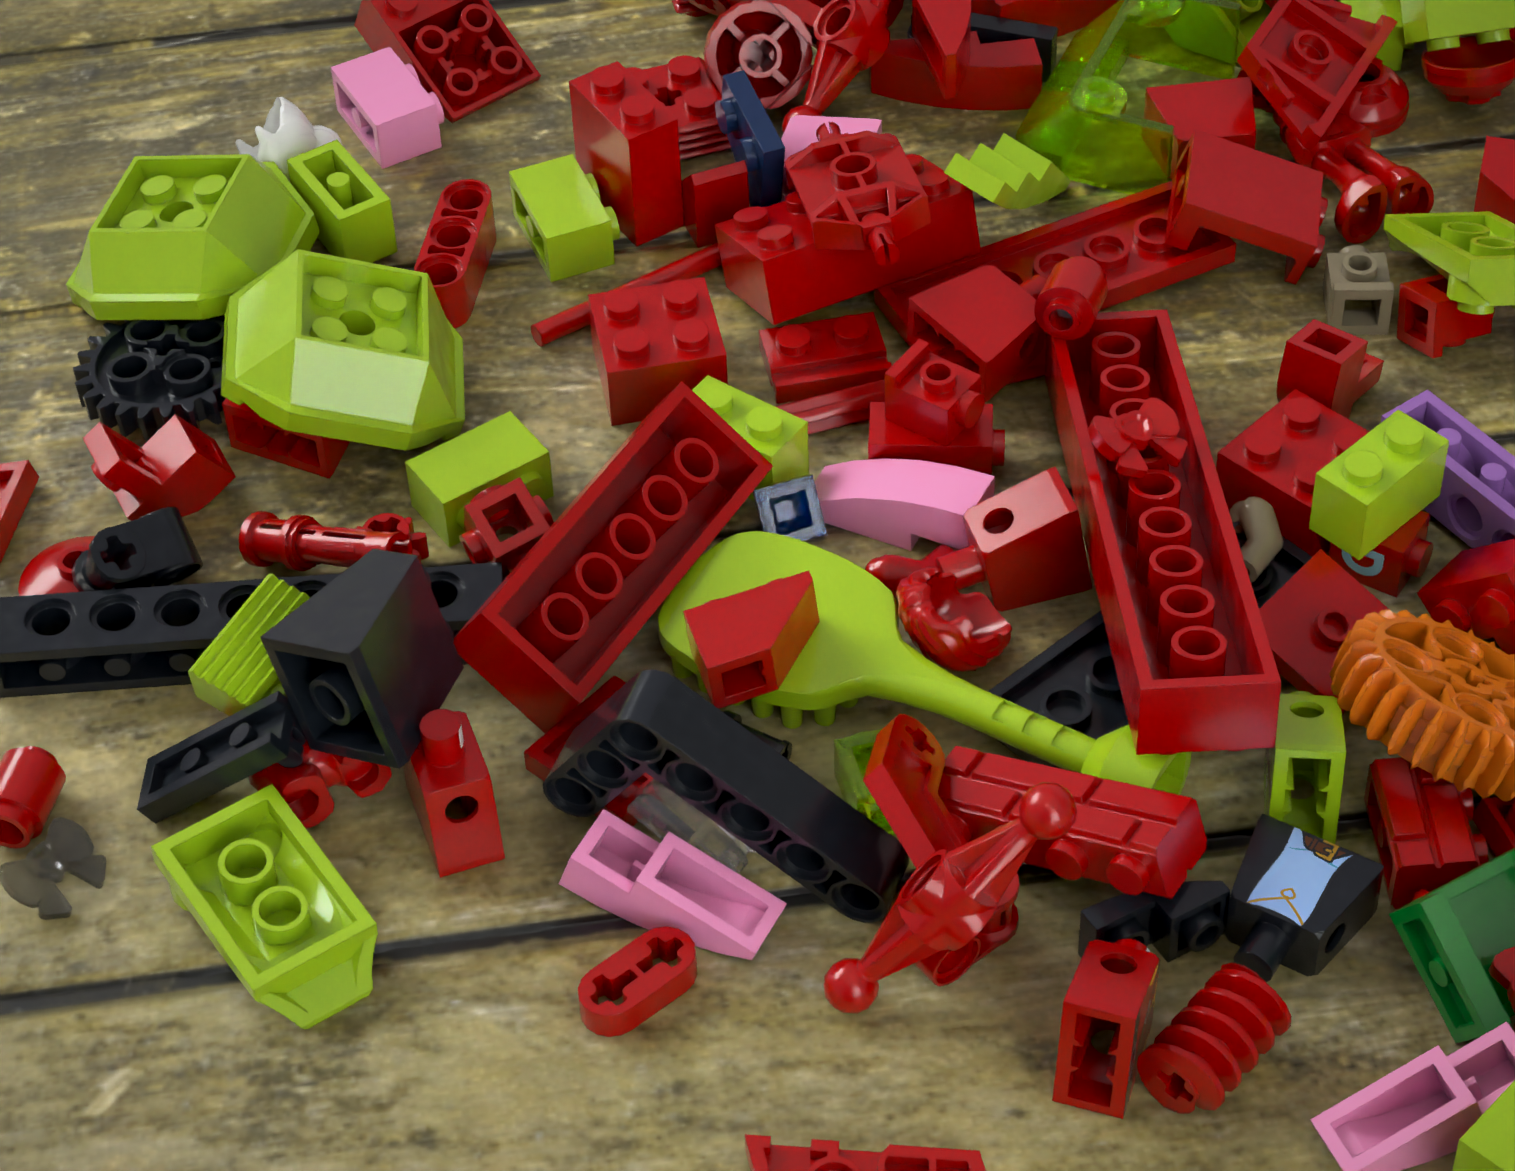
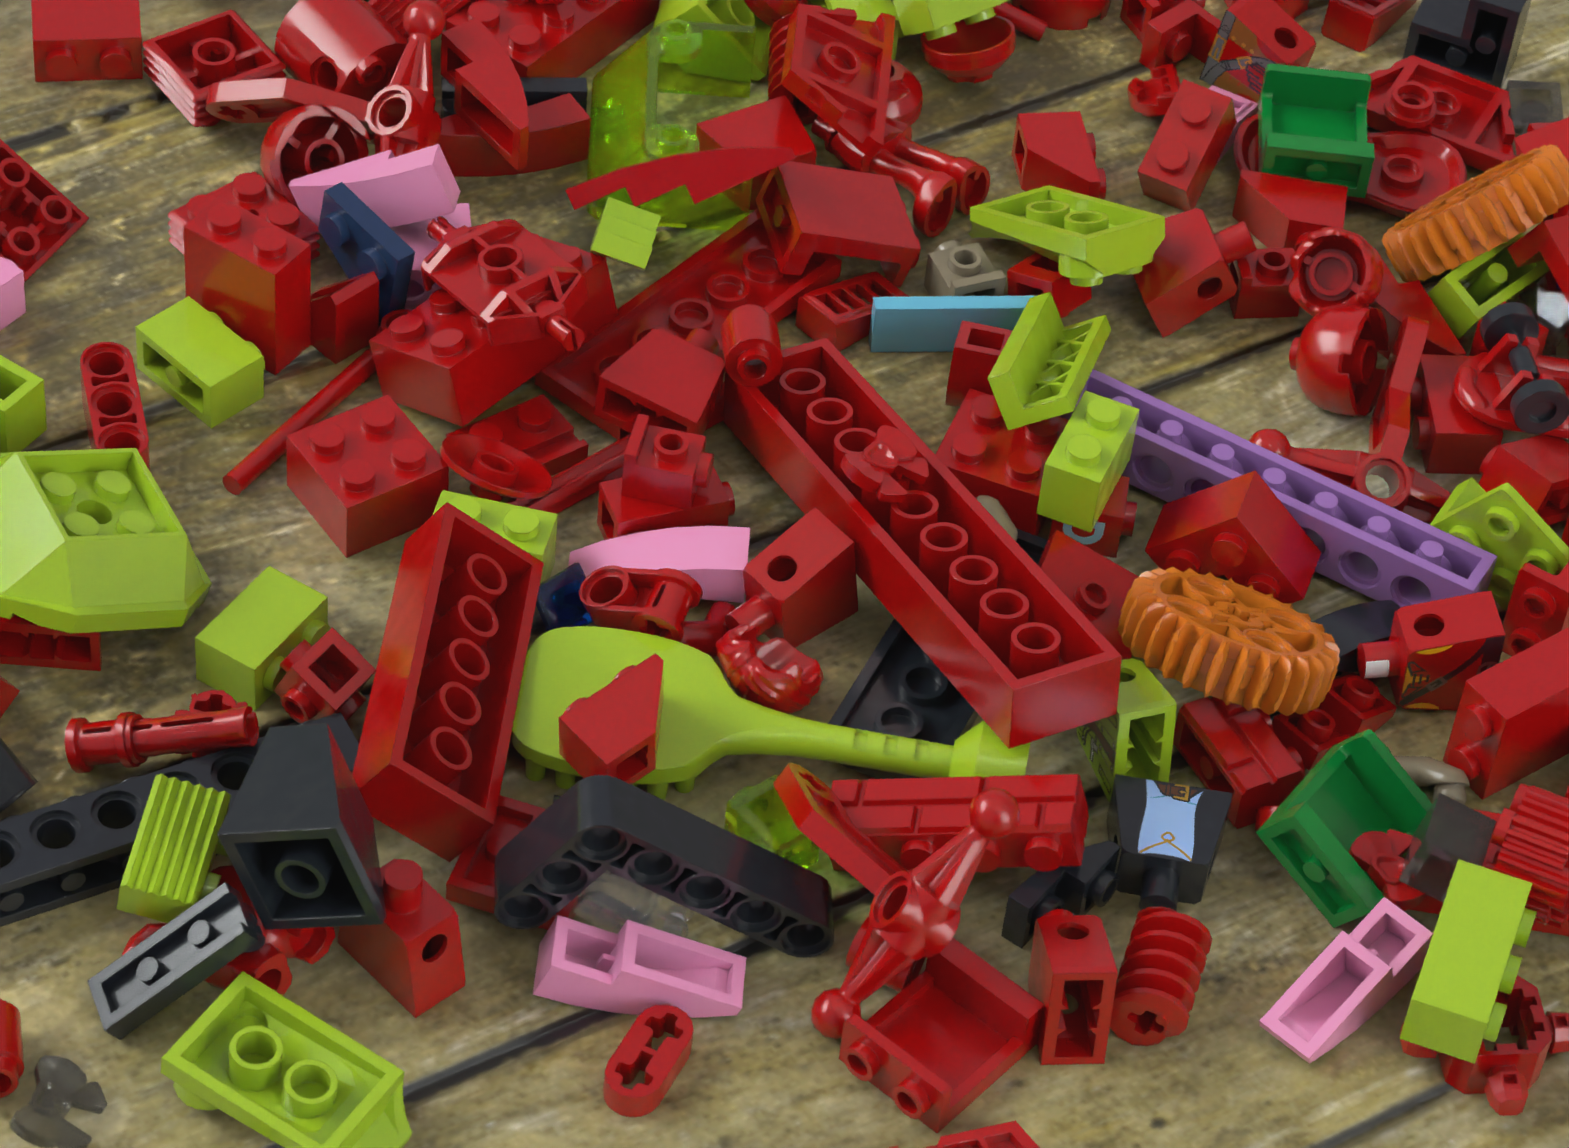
camera: 30 degrees left, 0 degrees up
(777, 367) = (495, 468): none -> red dish
(803, 87) = (393, 187): none -> bright pink slope
(853, 523) = (639, 601): none -> red piece
(951, 1042) = (943, 1036): none -> red panel
(1105, 127) = (702, 172): none -> red slope
(1215, 295) = (819, 309): none -> red slope
(1274, 315) = (934, 321): none -> medium azure tile
(1376, 375) = (1045, 363): none -> lime fence

